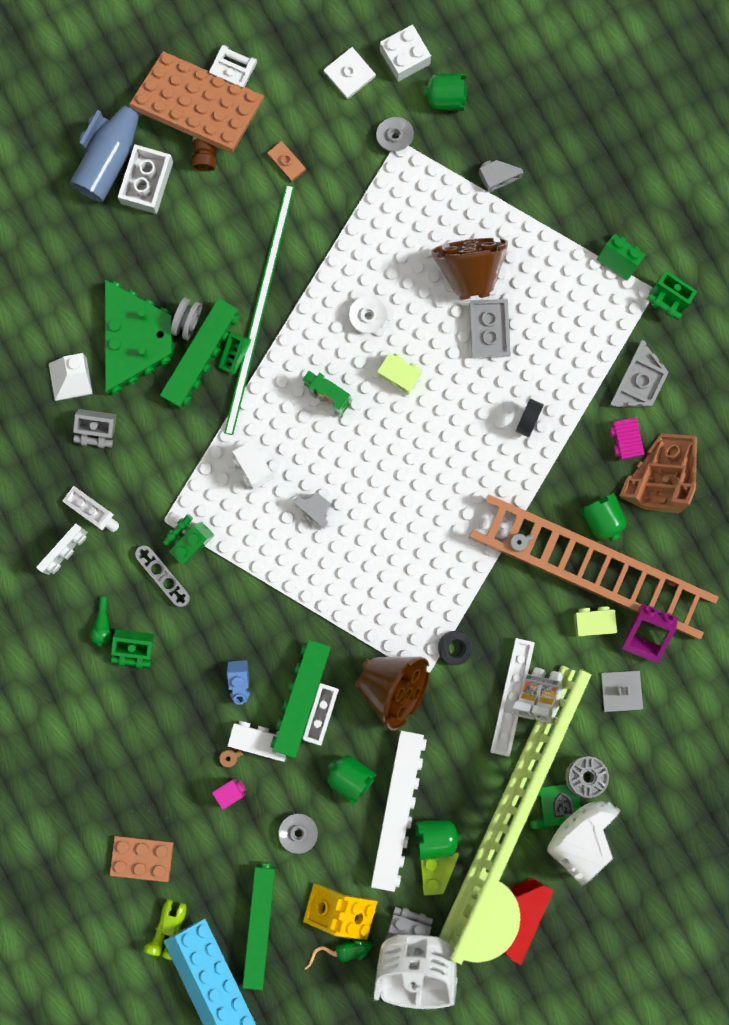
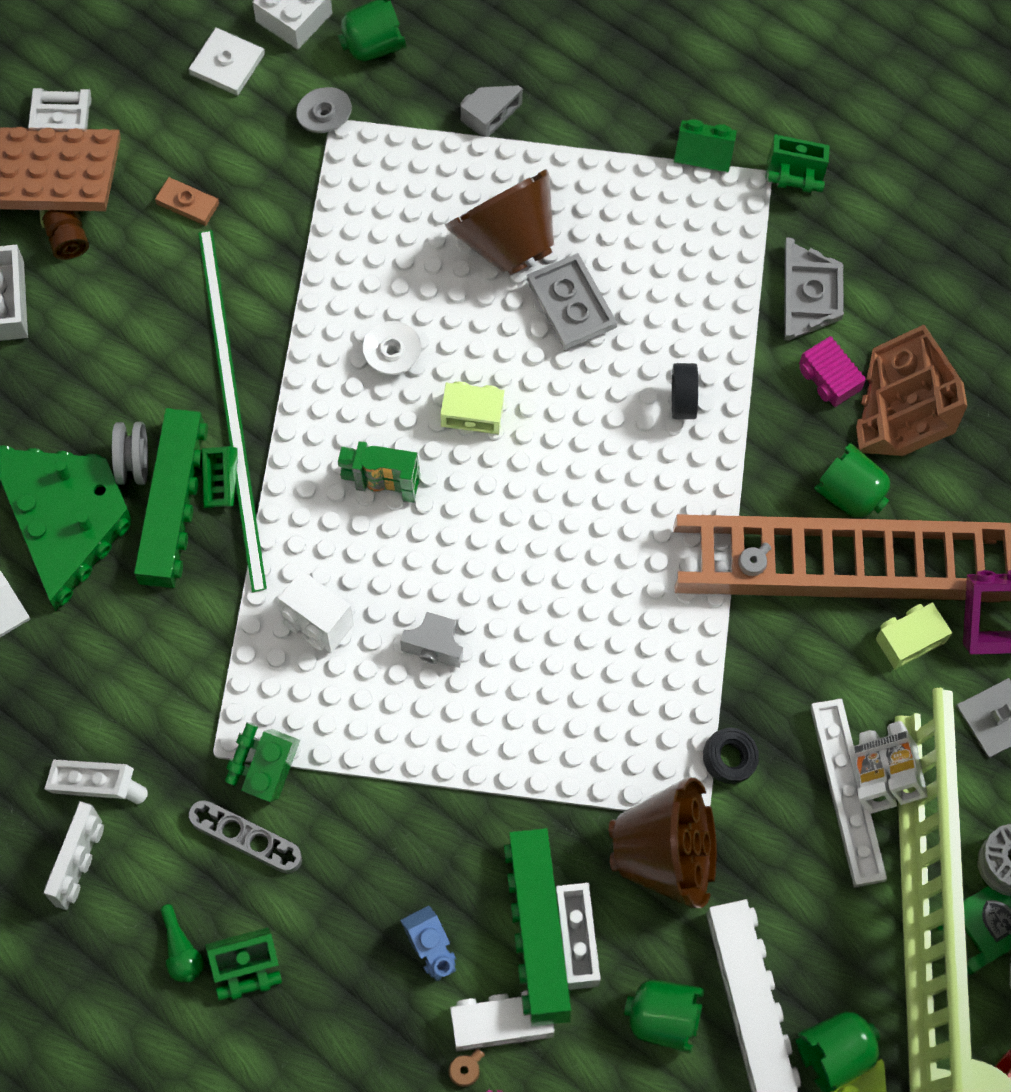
camera: 25 degrees left, 15 degrees down
(94, 424) = (51, 654): light grey brick -> none

